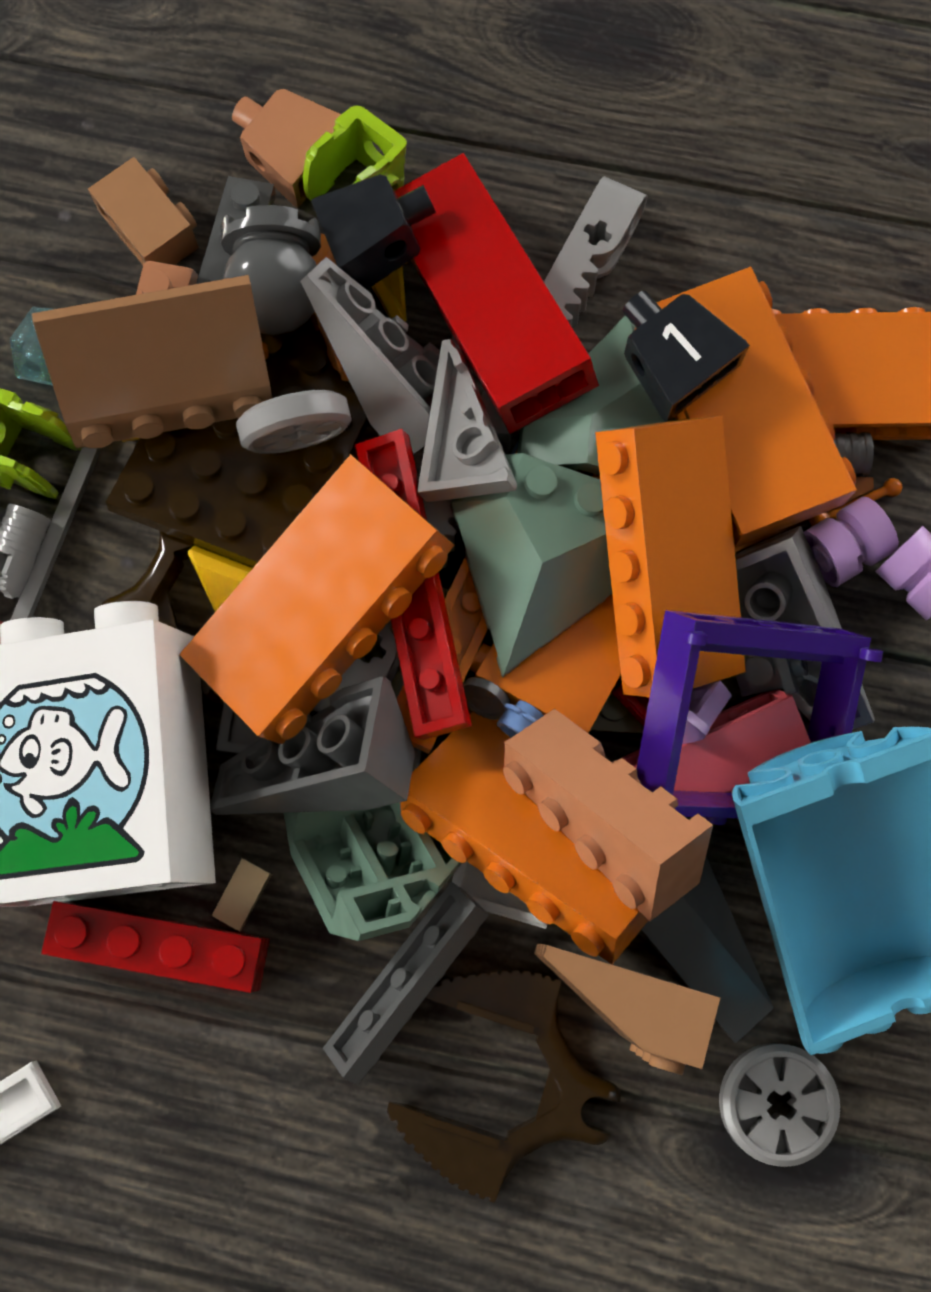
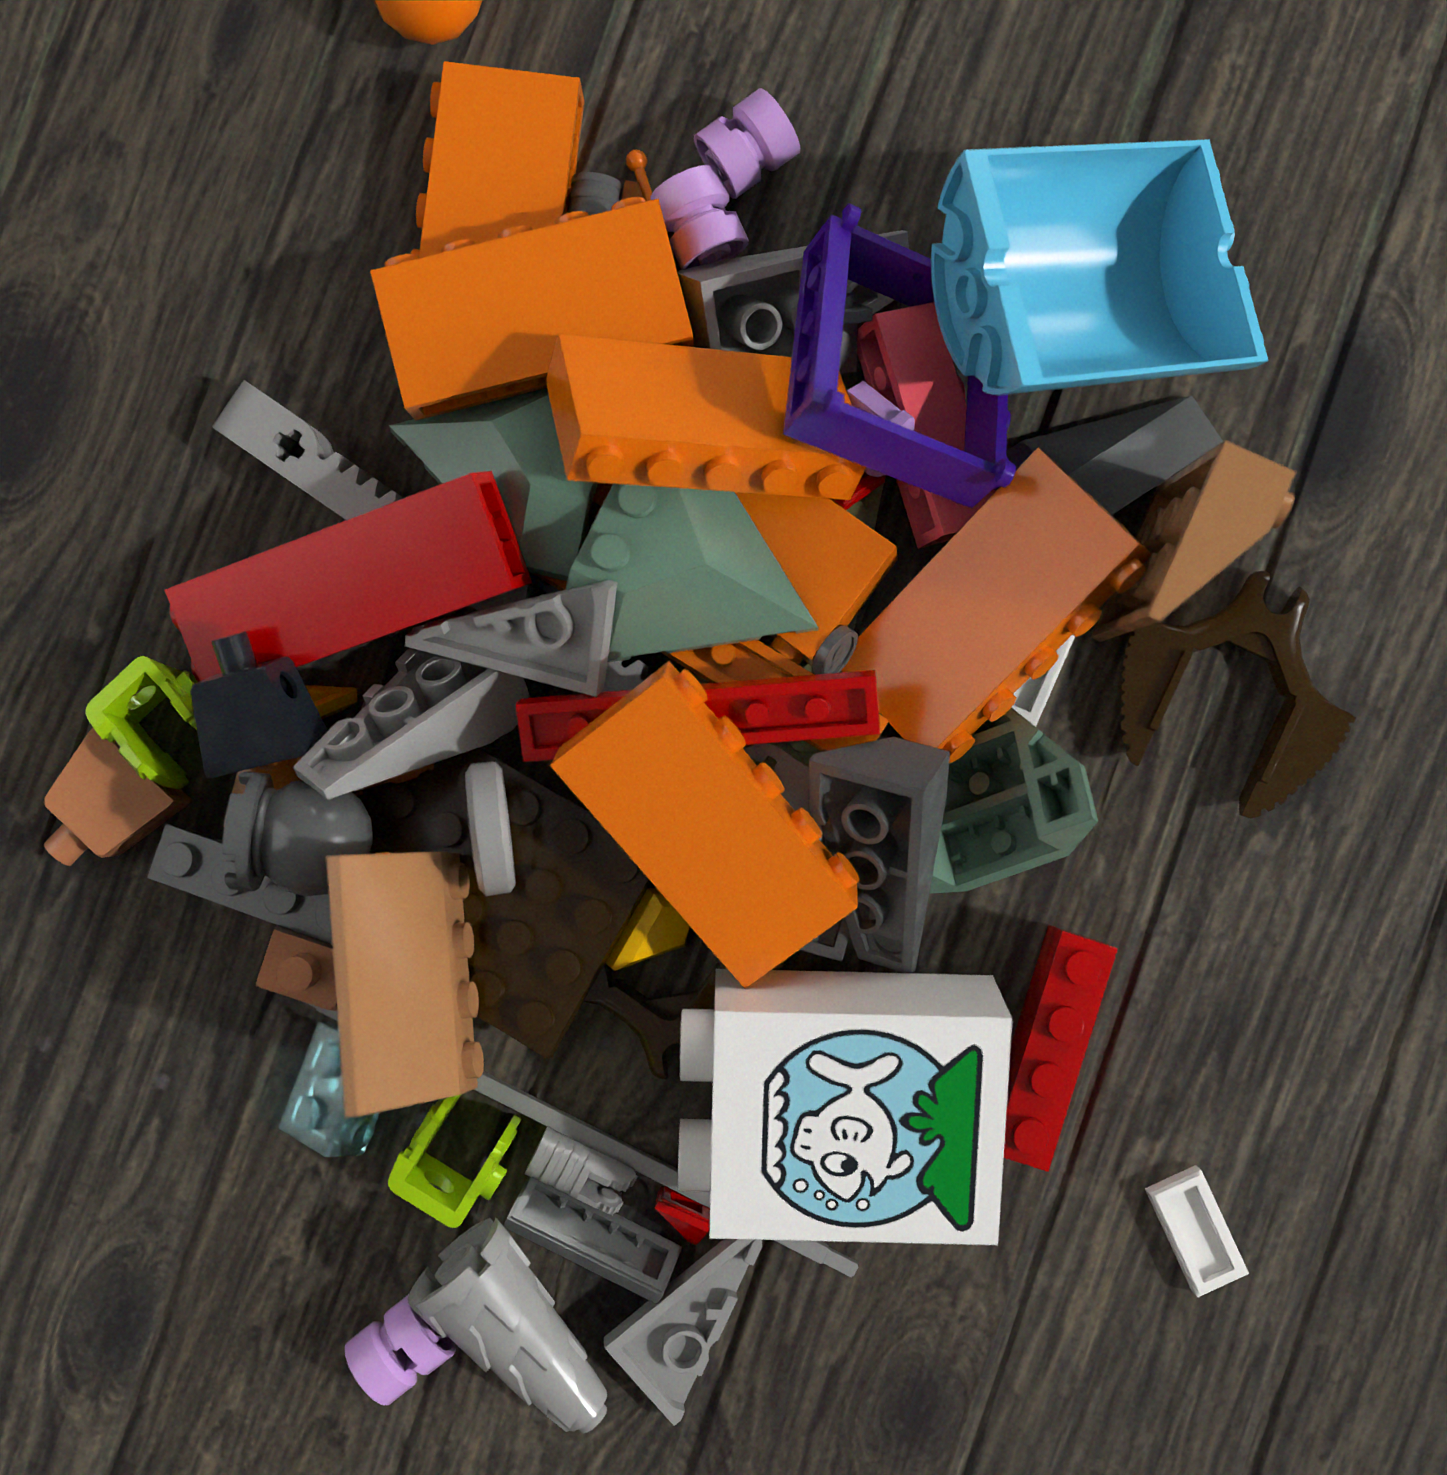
camera: 85 degrees left, 10 degrees up
(143, 215) = (183, 984): medium nougat brick -> none
(241, 894) = (999, 949): tan piece -> none
(404, 983) = (1125, 783): dark grey plate -> none
(518, 717) = (870, 614): medium blue plate -> none
(606, 812) = (995, 536): nougat wedge -> none
(679, 350) = (470, 371): black torso -> none
(813, 1104) = (1325, 411): light grey wheel -> none

